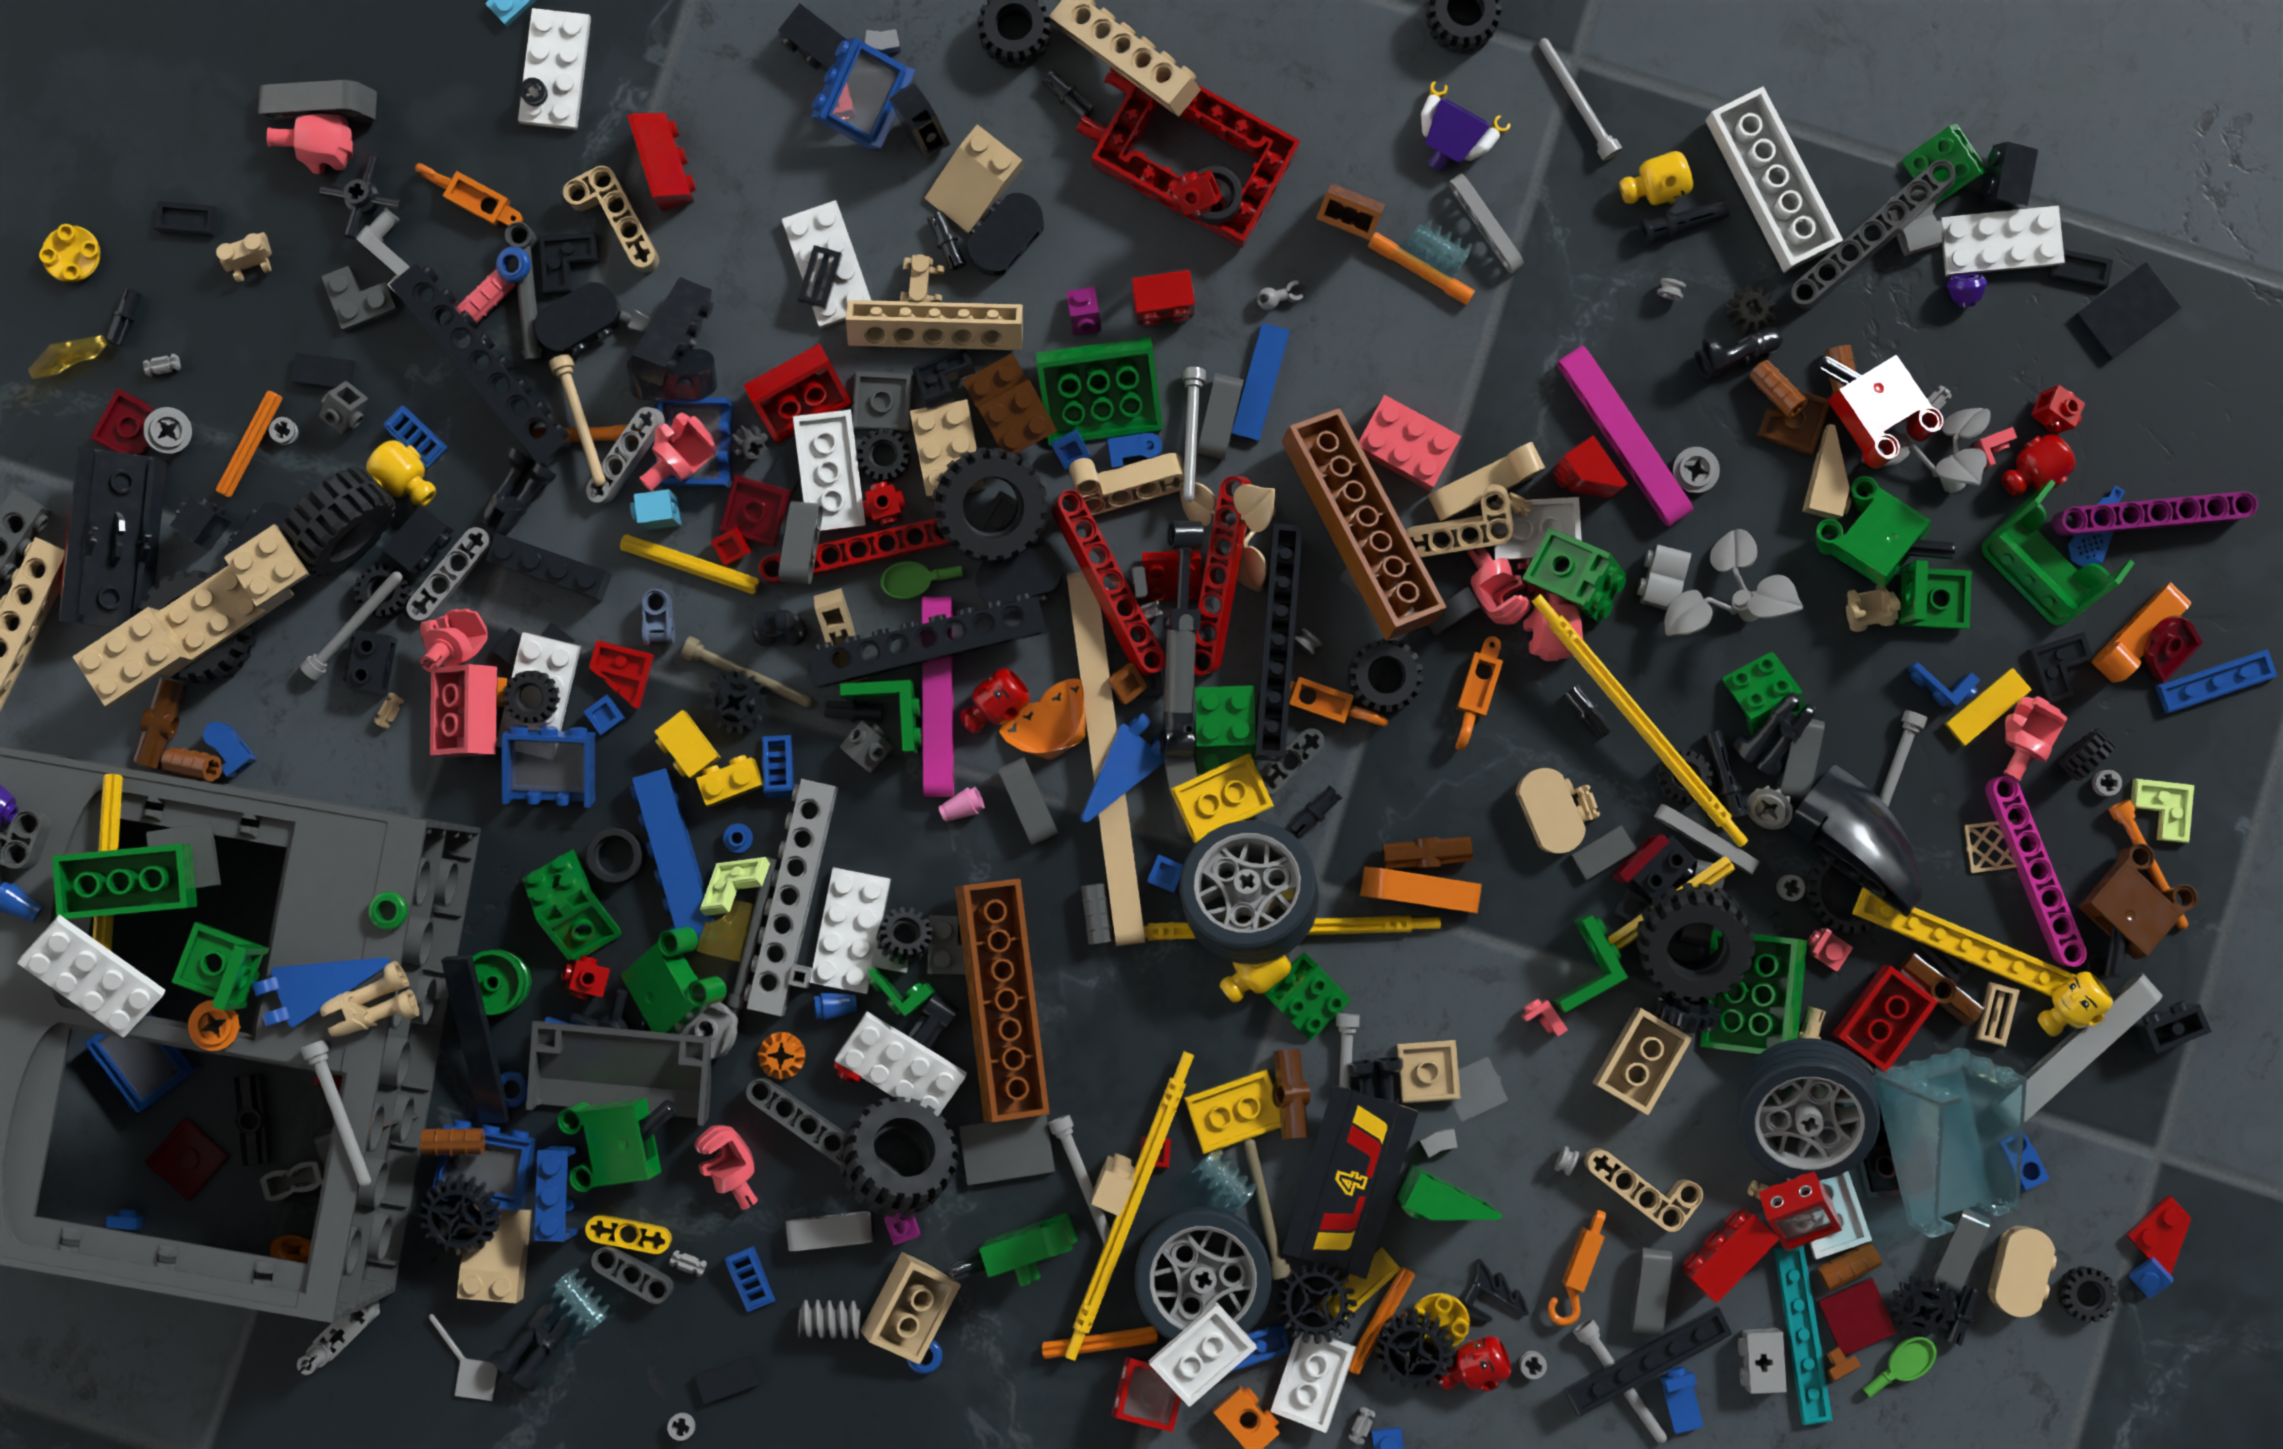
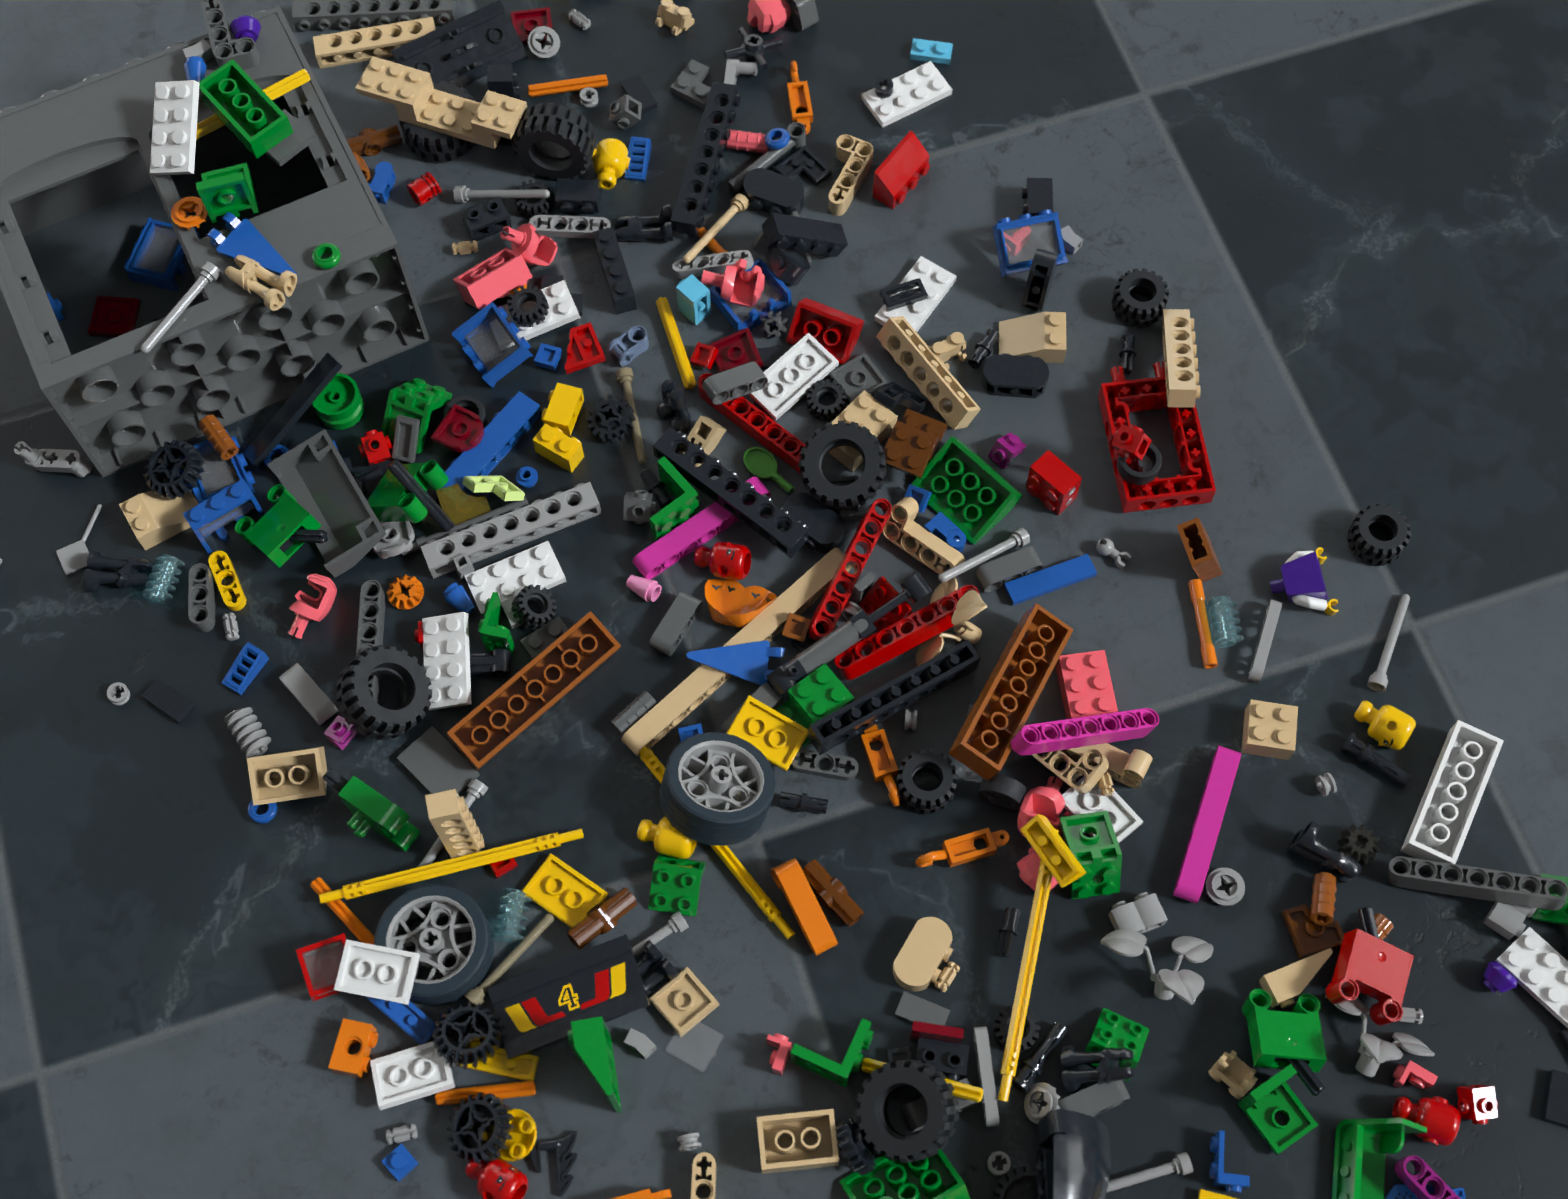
camera: 55 degrees right, 20 degrees down
(275, 706) = (423, 189): none -> red piece
(599, 938) = (405, 438): none -> dark grey tile
(634, 875) = (459, 430): none -> dark red tile
(695, 972) = (413, 486): none -> black axle
(777, 791) = (574, 473): blue slope -> none
(889, 513) = (796, 417): red brick -> none
(1456, 496) = (1084, 731): none -> dark pink beam
(1558, 616) = (1052, 850): none -> yellow slope
(1579, 297) = (1269, 729): none -> tan brick
(1588, 471) = (1162, 806): red slope -> none

